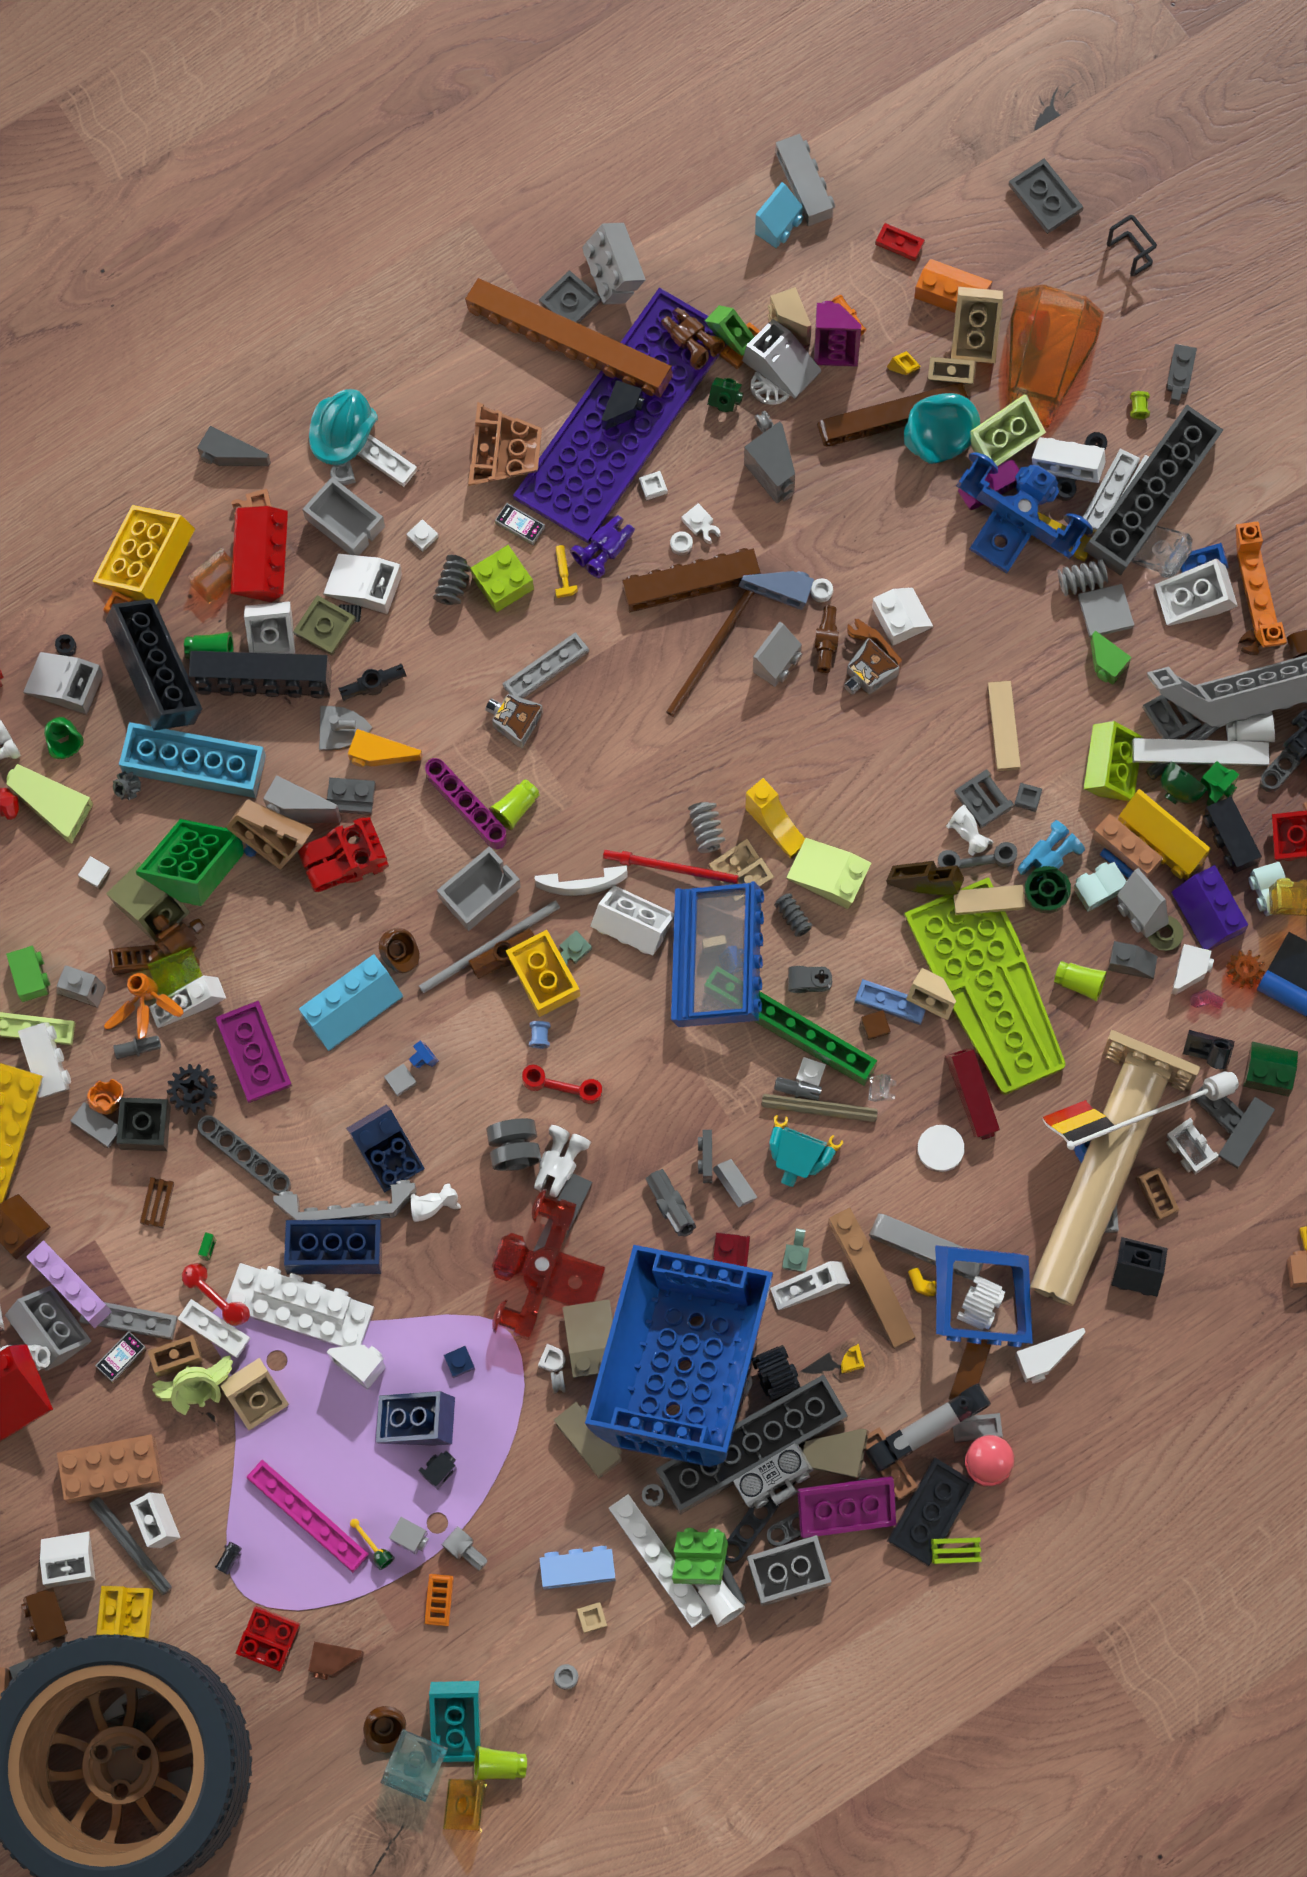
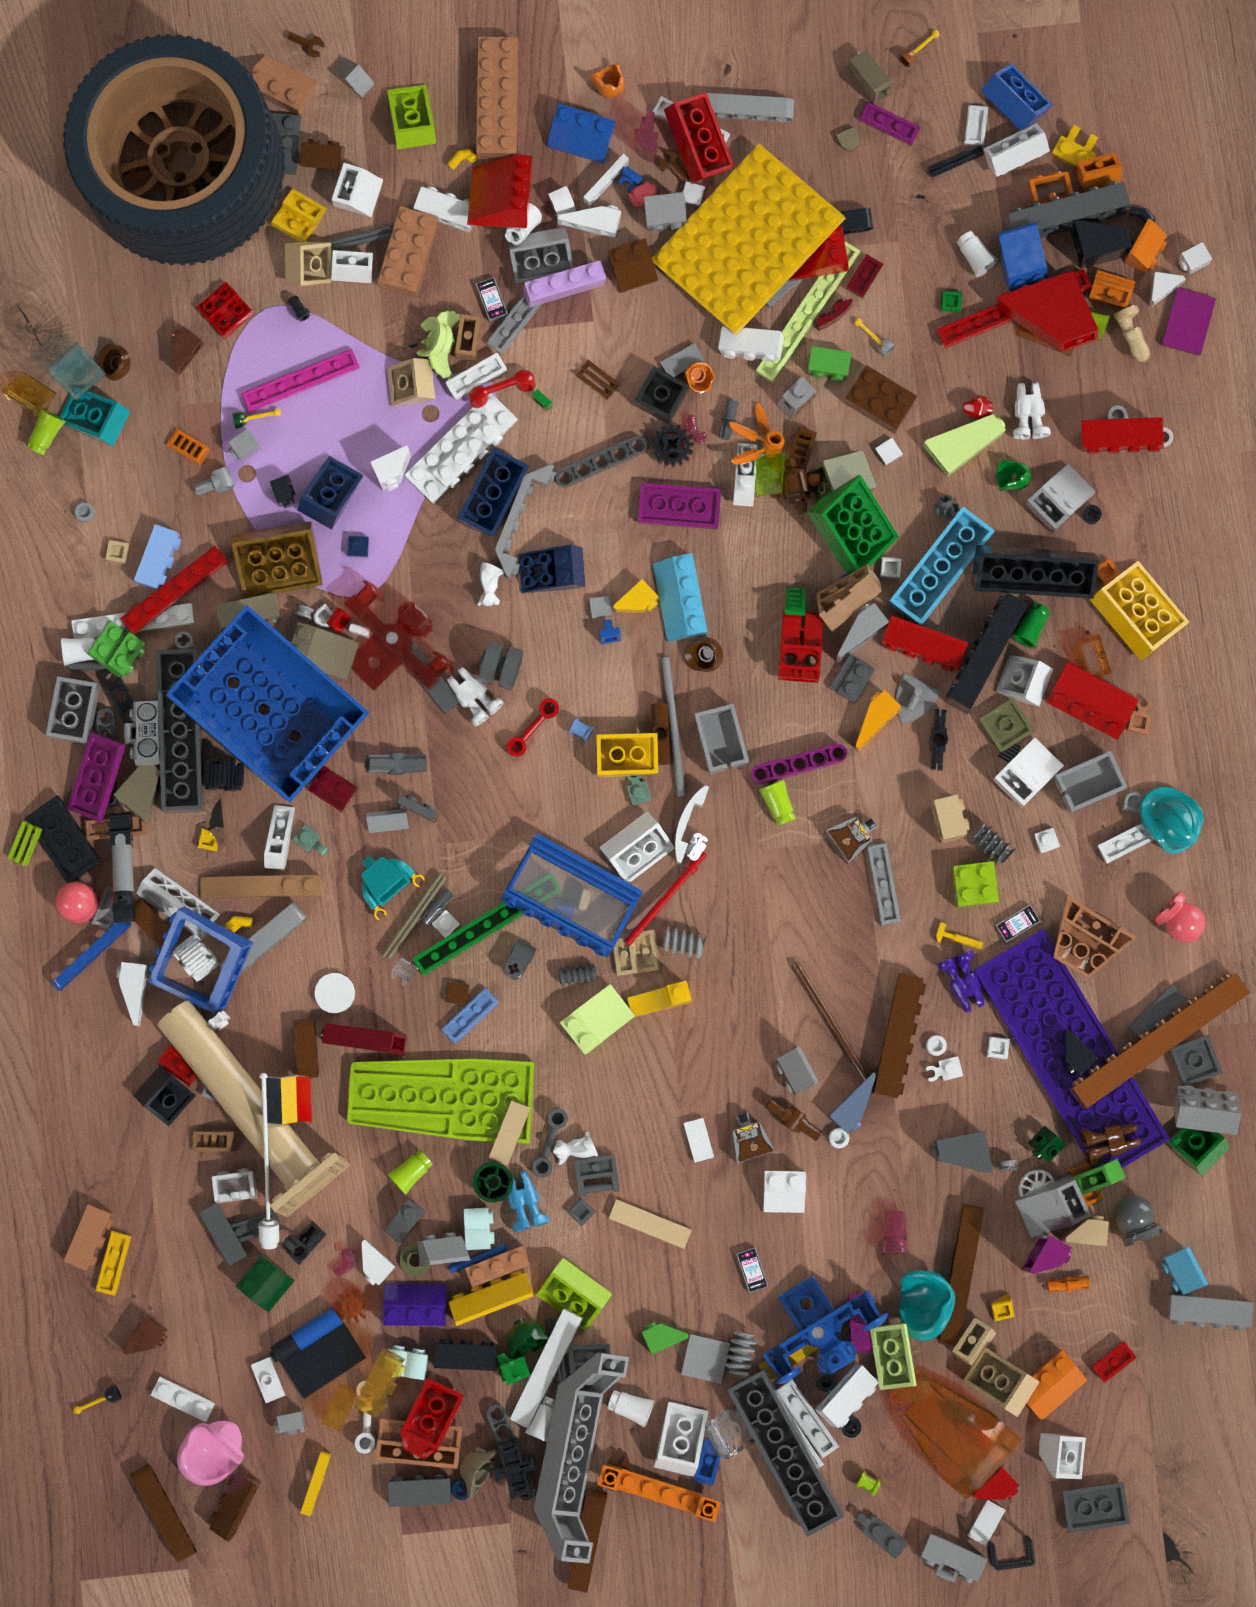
camera: 115 degrees right, 10 degrees up
(42, 903) = (880, 399): none -> reddish brown brick
(42, 1454) = (445, 206): none -> white brick
(165, 1076) = (693, 430): none -> clear pink arm
(174, 1570) = (307, 263): none -> tan slope
(216, 813) = (890, 568): none -> white tile
(229, 451) = (1199, 716): dark grey slope -> none
(280, 736) = (924, 644): none -> red slope
(298, 884) = (795, 601): none -> green slope
(373, 1044) = (637, 600): none -> yellow slope
(438, 371) = (1182, 920): none -> coral tile
(448, 630) = (949, 818): none -> tan brick
(515, 1438) = (277, 559): none -> pearl gold slope
(539, 357) = (1159, 1009): none -> dark grey tile
(549, 1312) = (360, 631): none -> white tile
(549, 1340) = (338, 620): none -> red tile
(604, 1531) = (174, 590): none -> red plate
(605, 860) = (696, 846): none -> white piece
(655, 257) = (1199, 1148): none -> green slope
(754, 279) = (1135, 1218): none -> dark grey tile
(864, 632) = (780, 1154): dark orange arm -> none
(887, 492) = (895, 1233): none -> clear pink plant
(895, 719) = (698, 1140): none -> white tile
(926, 878) = (552, 1093): dark brown slope -> none
(932, 994) = (457, 1048): tan slope -> none
(940, 1361) = (161, 899): none -> white fence
(995, 609) = (752, 1270): none -> tile
(1013, 246) = (1062, 1455): none -> white slope
(1013, 1146) = (306, 1048): none -> reddish brown beam
(1033, 1248) = (219, 1021): none -> white plate
(1039, 1420) = (90, 955): none -> blue beam
(1078, 282) = (998, 1486): none -> red slope
(1101, 1269) = (175, 1064): none -> red plate
(1115, 285) = (986, 1522): none -> white tile
(1163, 288) = (944, 1552): none -> light grey piece
(1192, 654) = (631, 1407): none -> white plant

